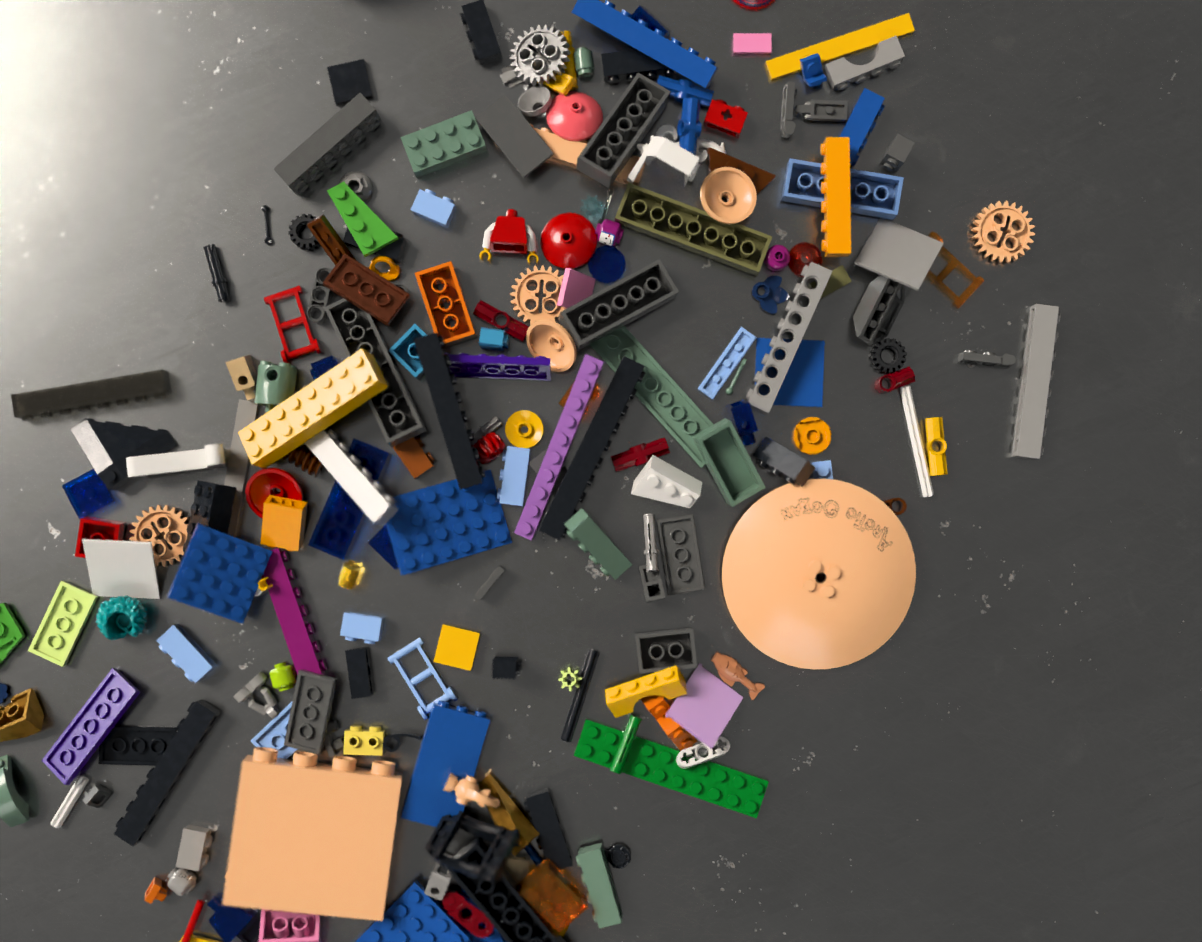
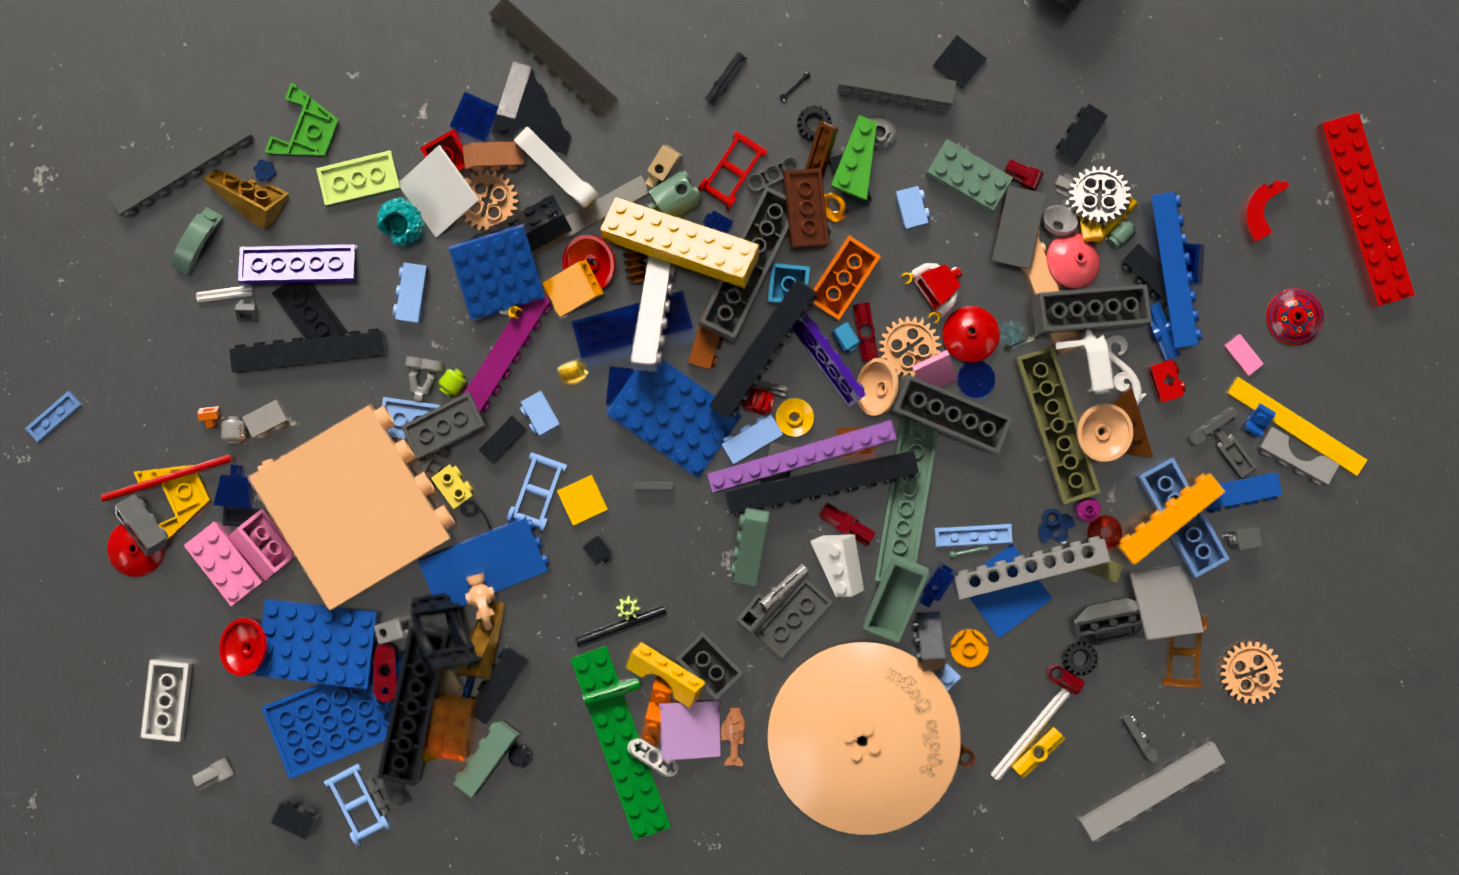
camera: 45 degrees right, 0 degrees up
(128, 503) = (493, 156): none -> nougat brick
(480, 99) = (1027, 176): none -> dark red piece
(609, 232) = (1002, 361): magenta head -> none
(689, 126) = (1135, 359): blue piece -> none

